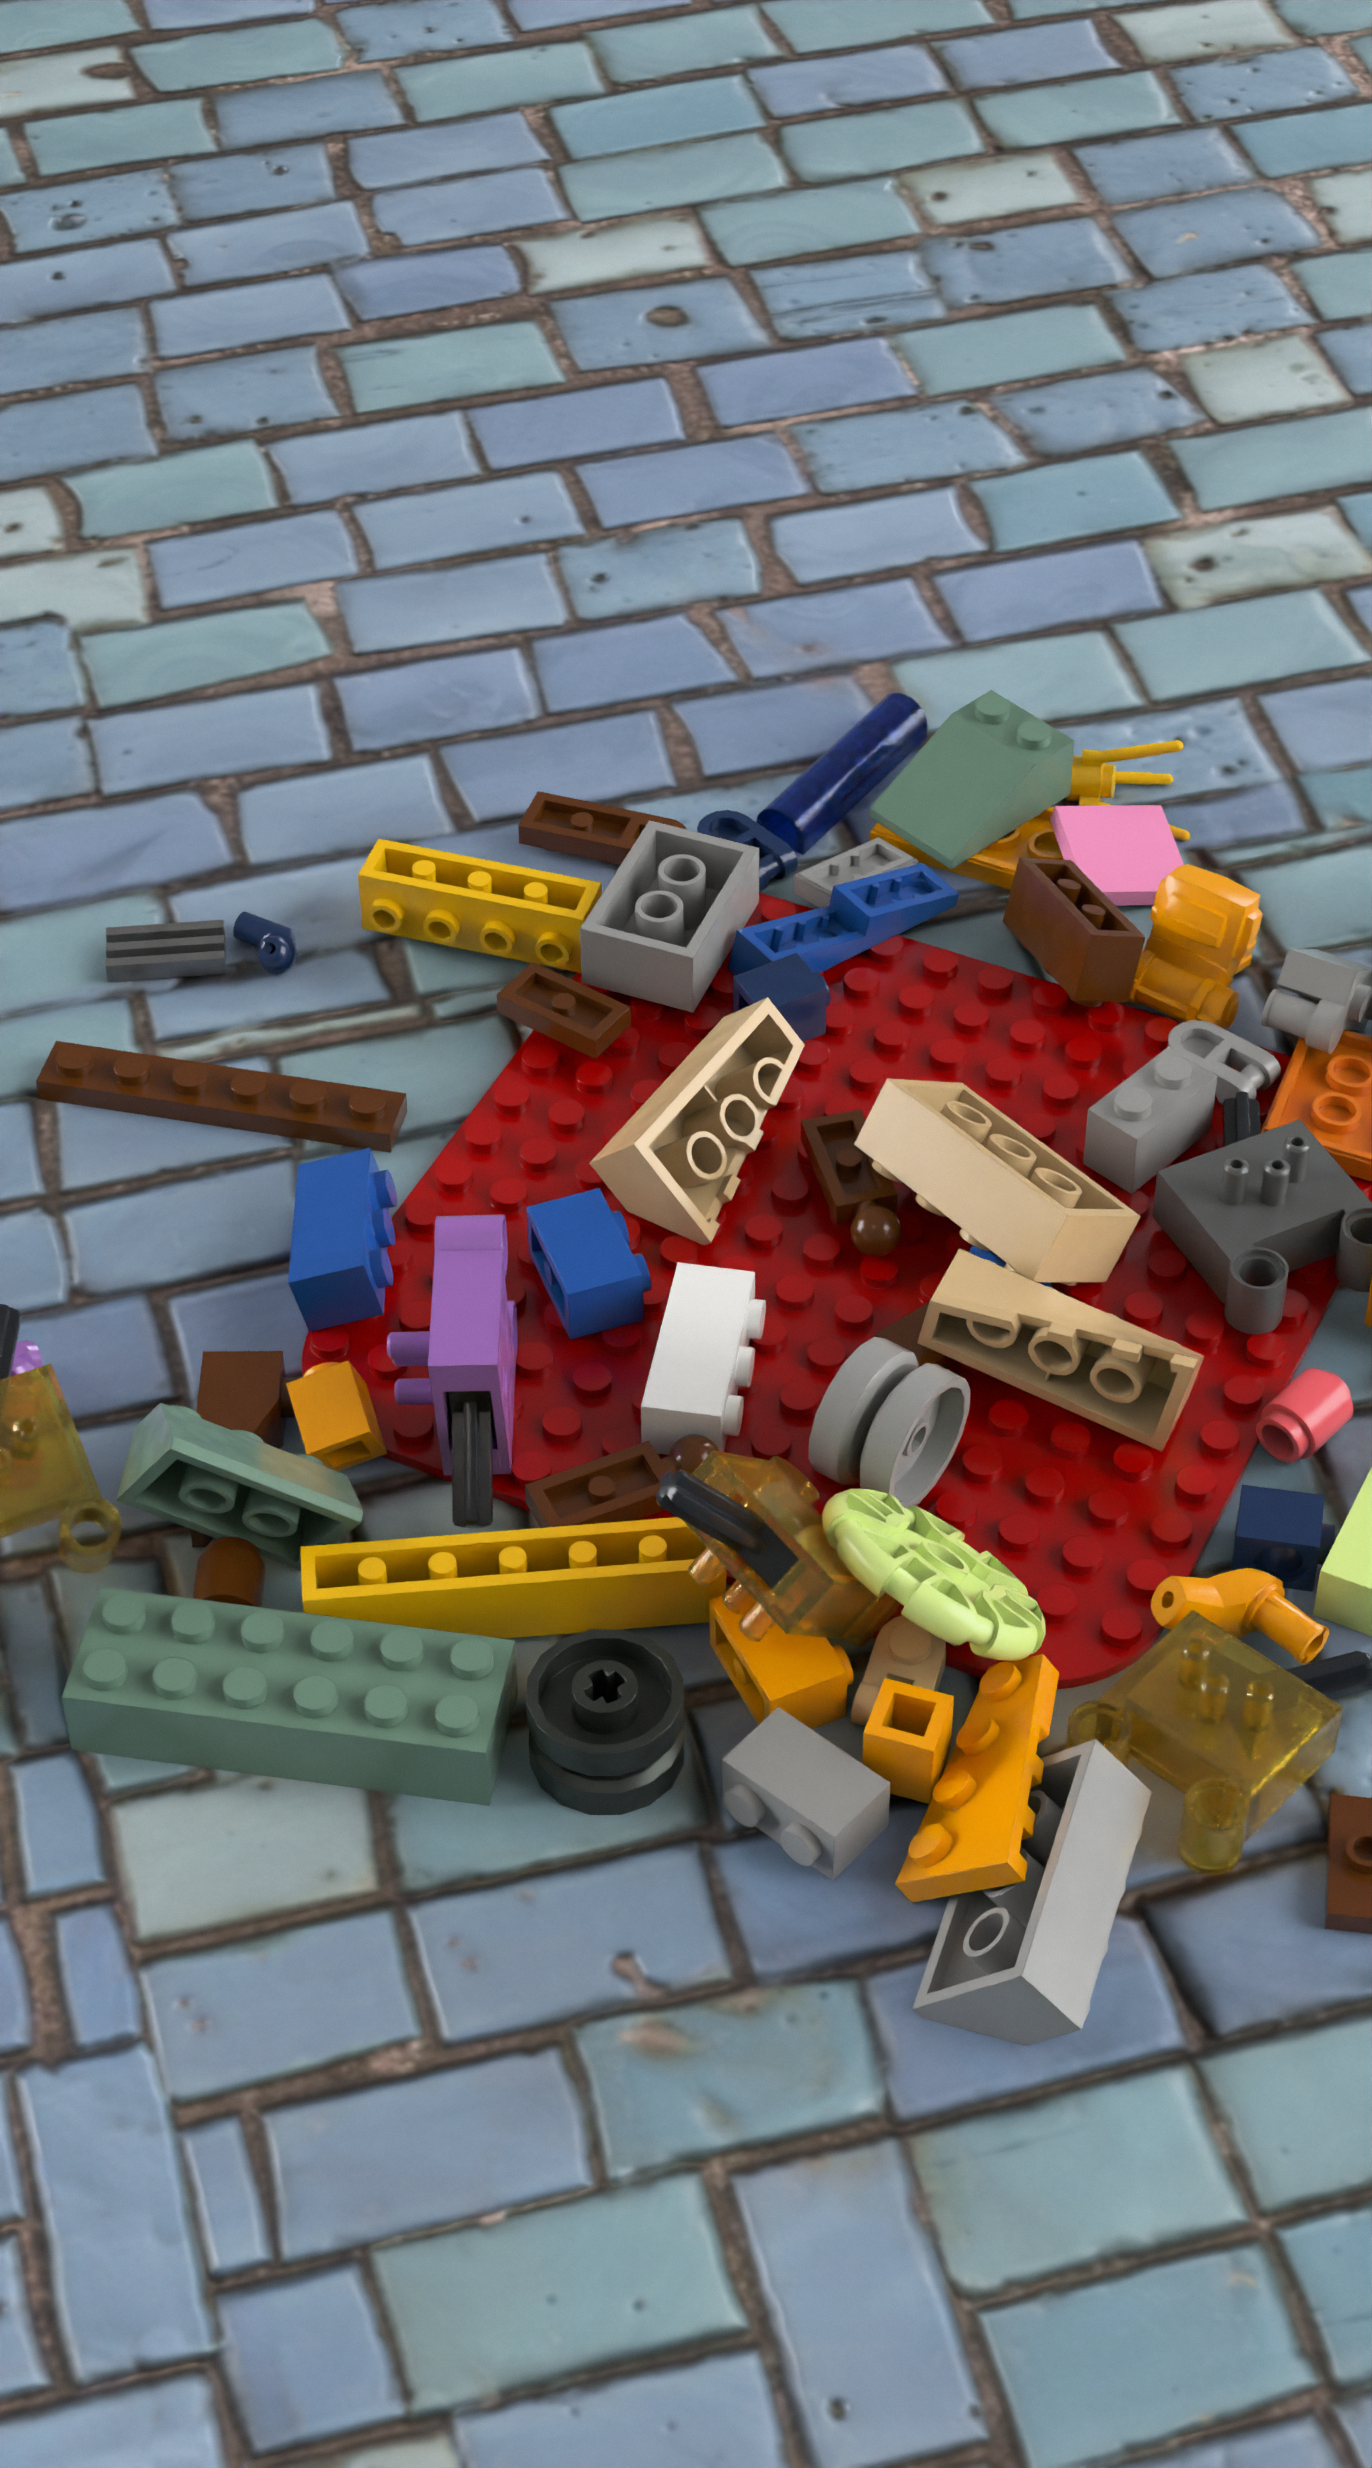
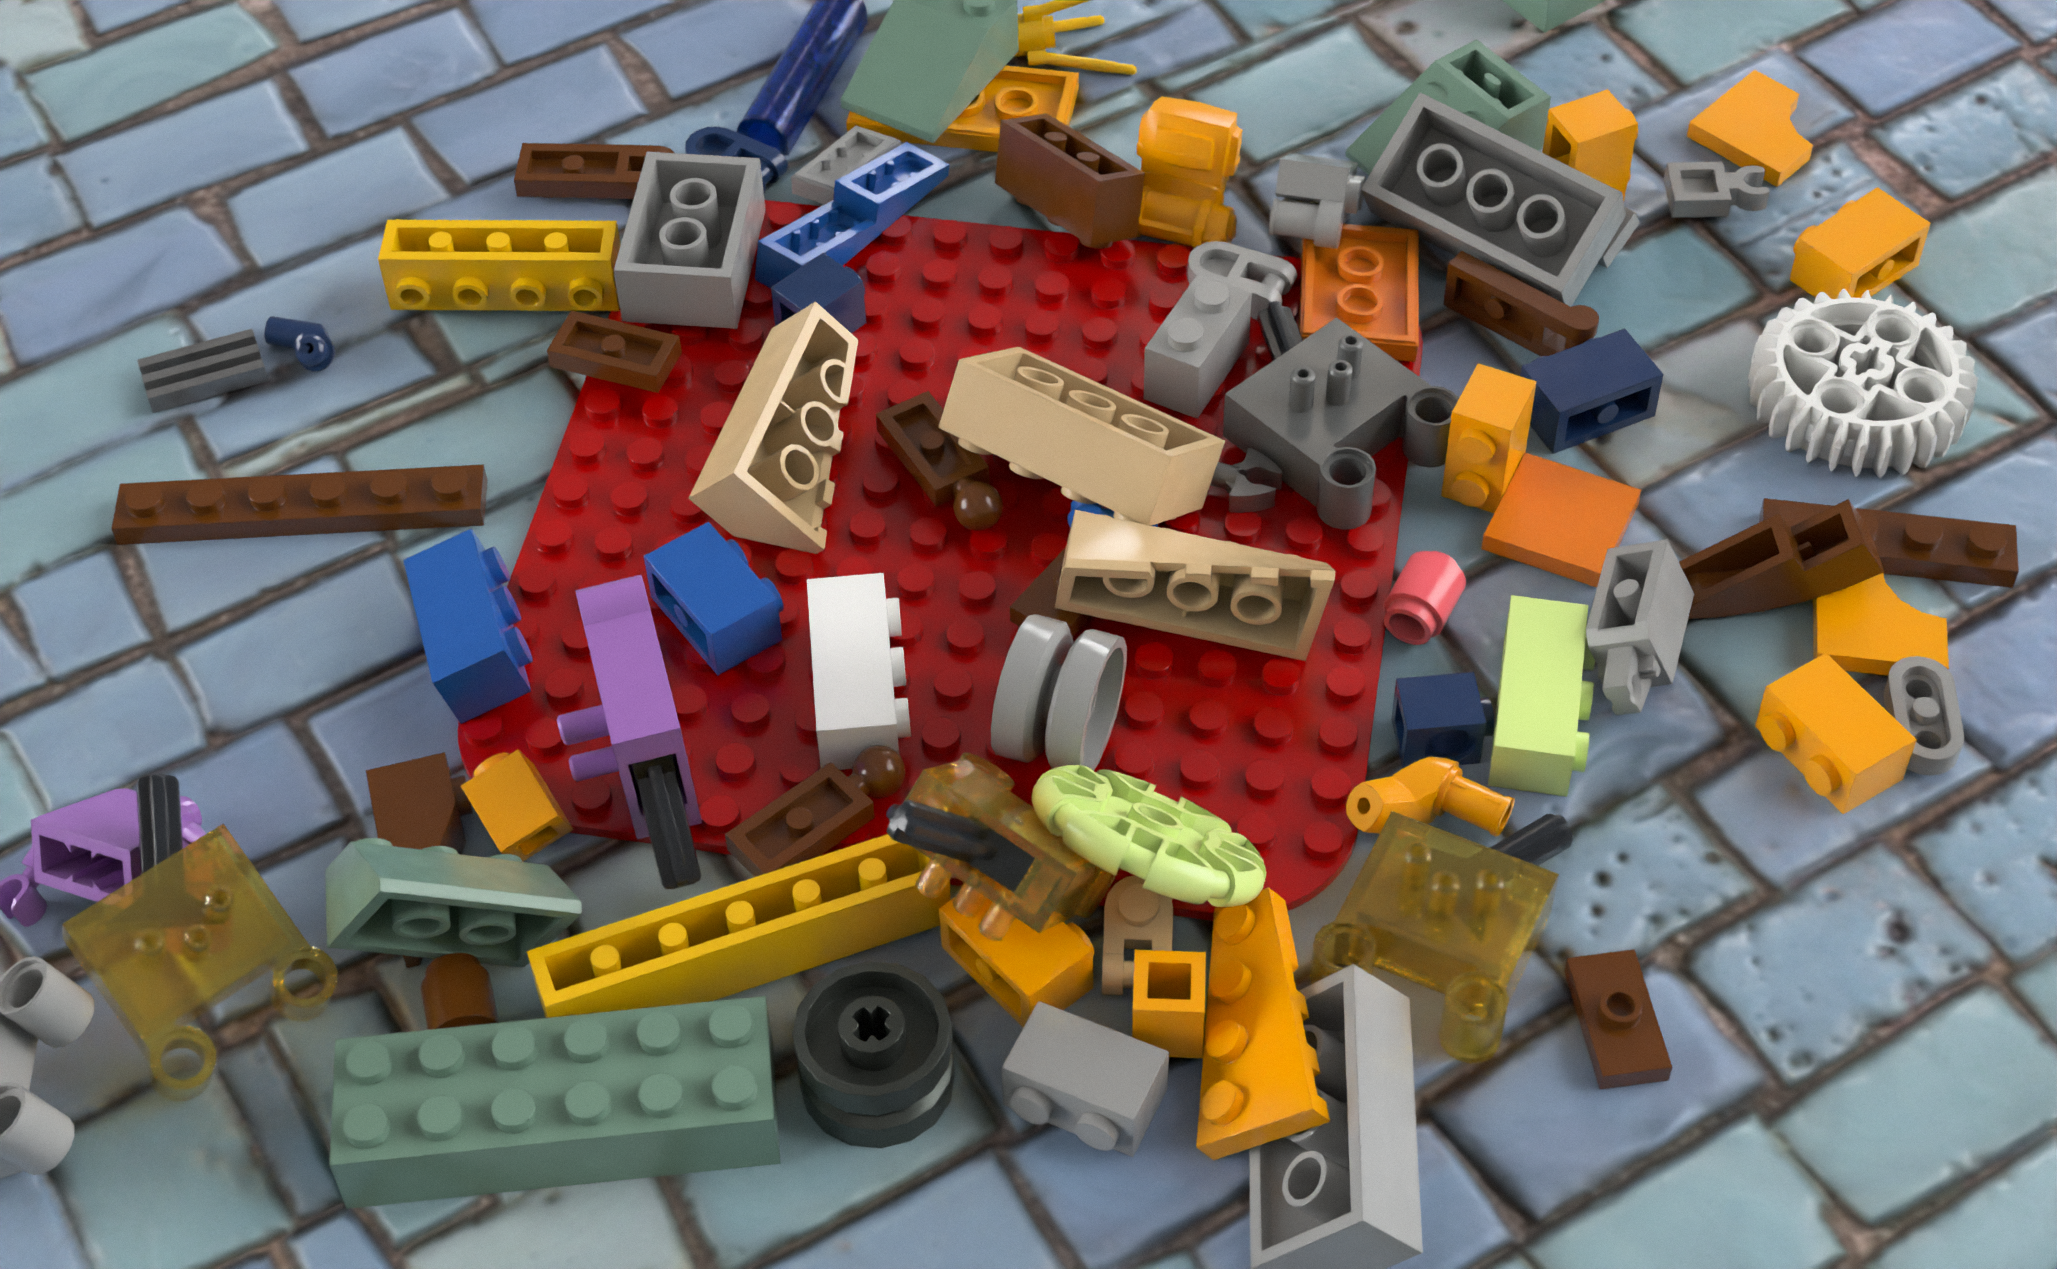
camera: 15 degrees left, 5 degrees up
(1118, 848) = (1084, 92): bright pink tile -> none
(1157, 1263) = (1239, 481): none -> flat silver bar

